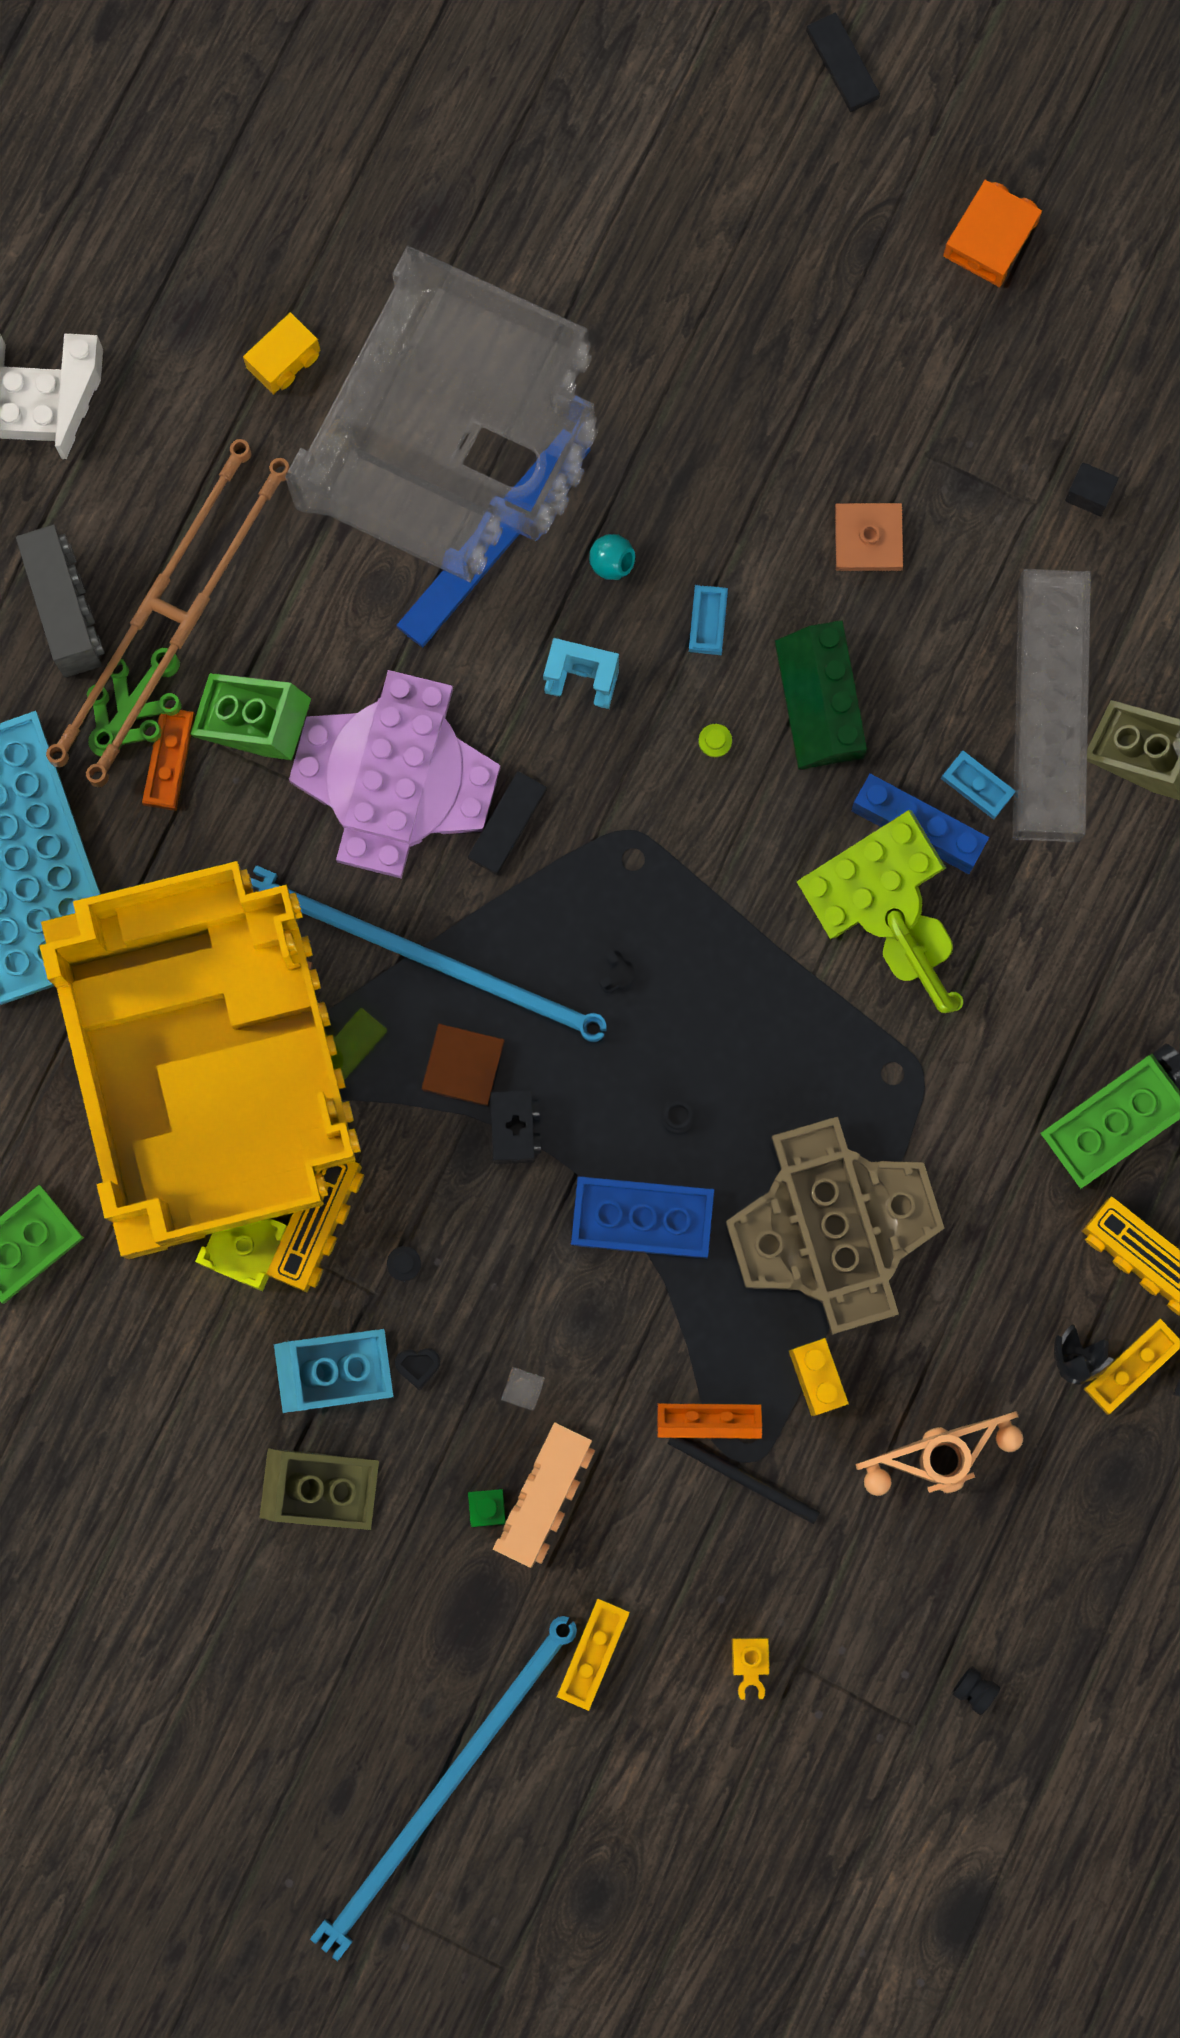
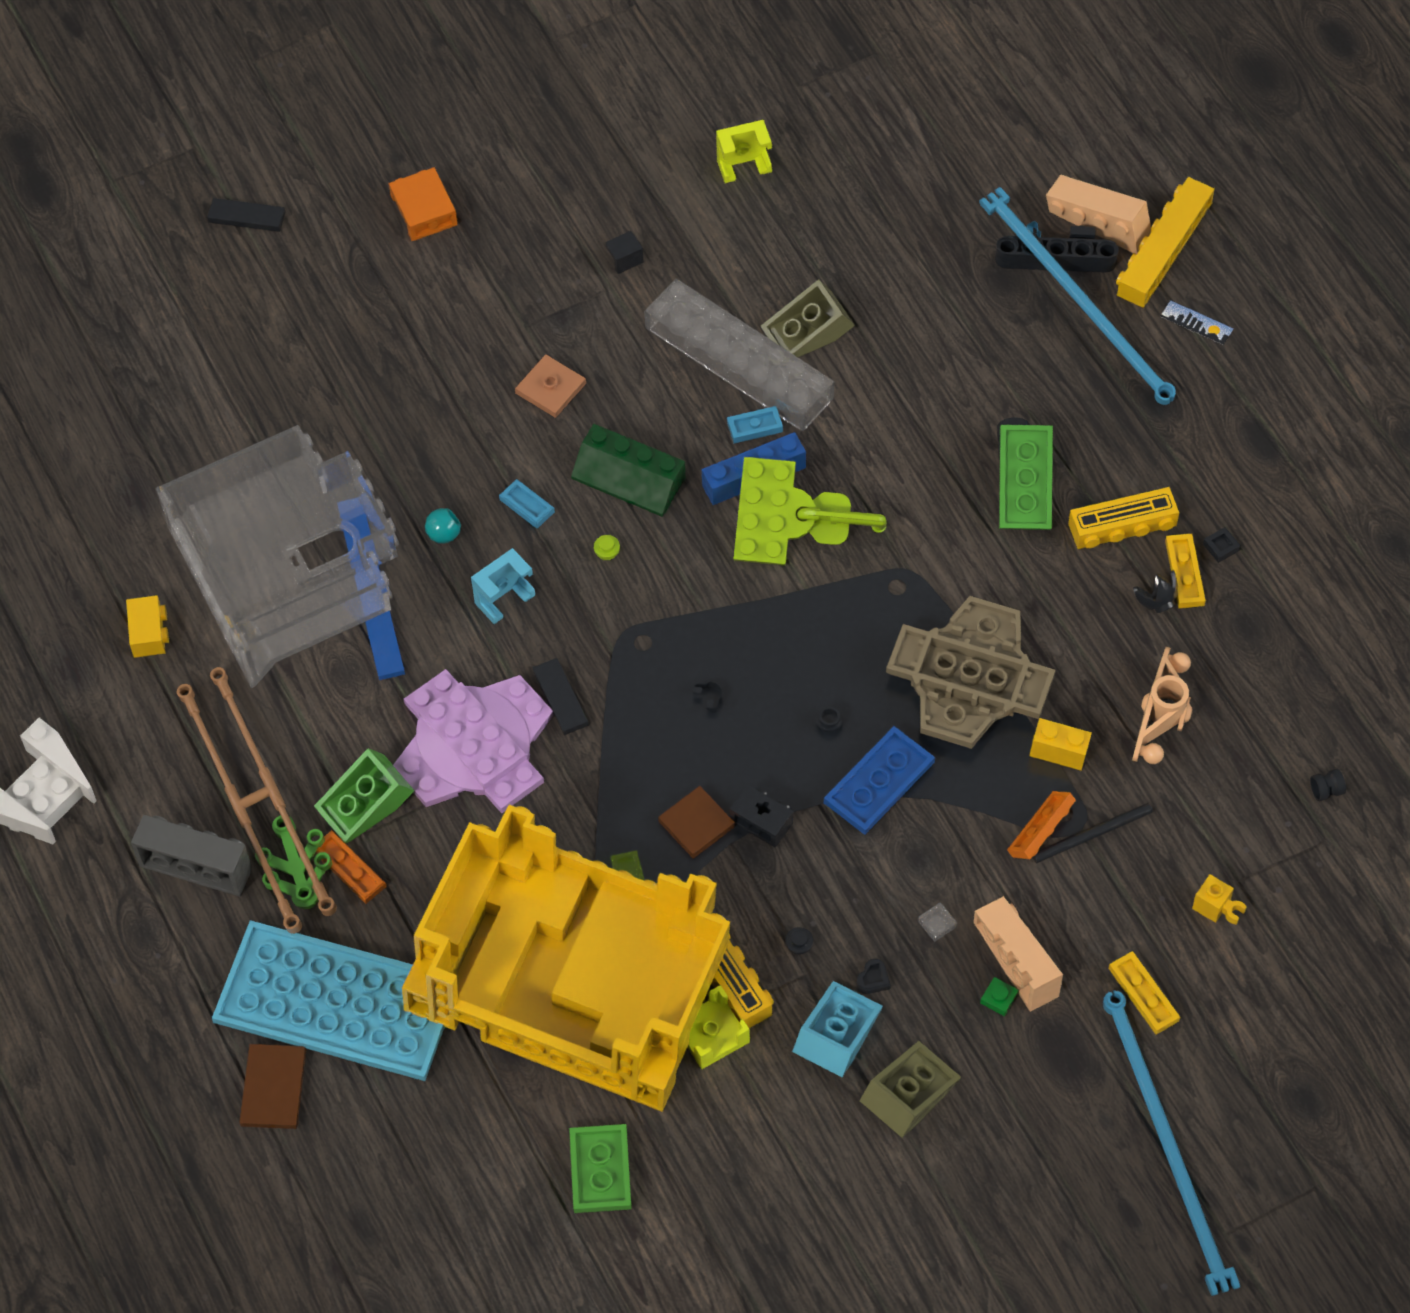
camera: 55 degrees left, 20 degrees down
(439, 961) = (648, 775): dark azure hinge -> none

